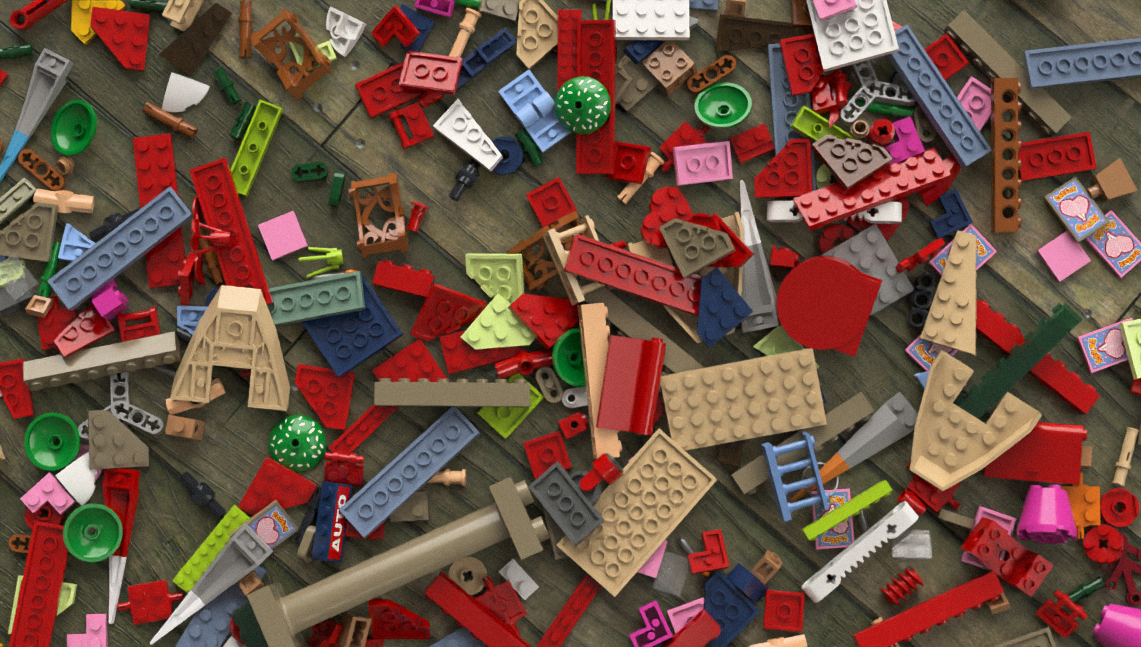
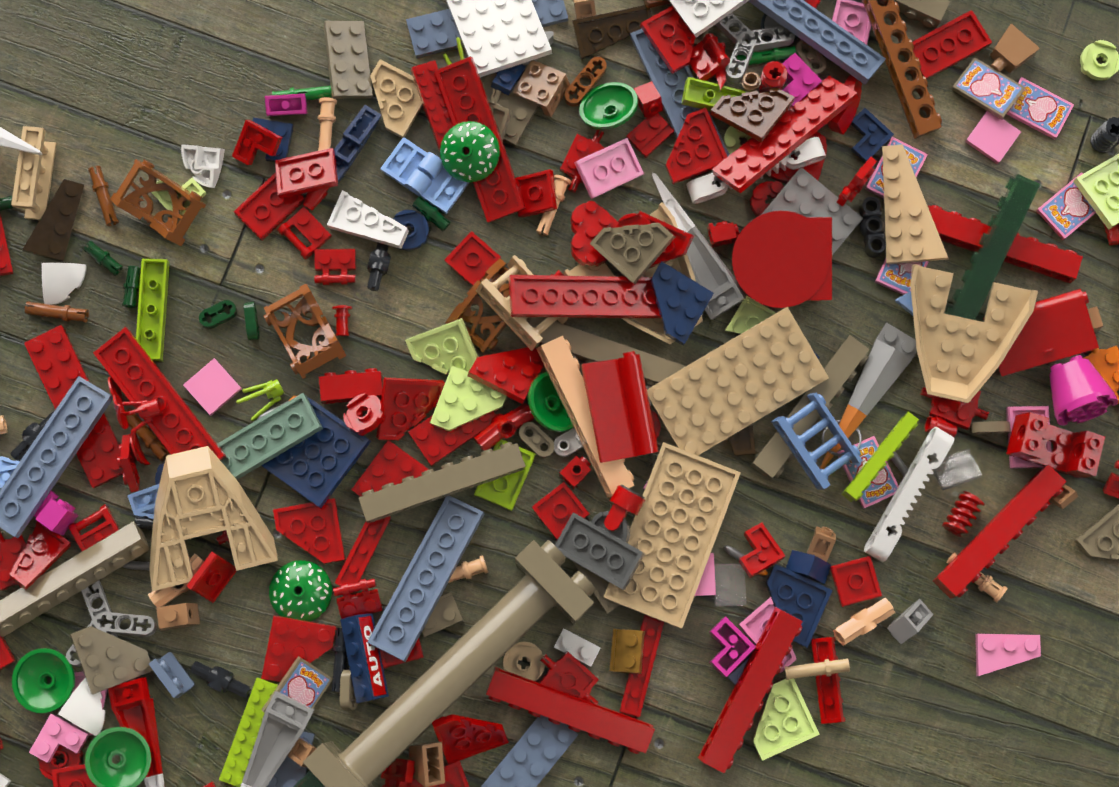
camera: 25 degrees left, 5 degrees down
(163, 476) = (172, 675): none -> sand blue bracket
(225, 404) = (212, 577): none -> red plate
(410, 317) = (373, 418): none -> plate
(430, 160) = (335, 260): none -> red plate
(560, 598) = (627, 651): none -> pearl gold plate
(761, 112) = (648, 99): none -> brick

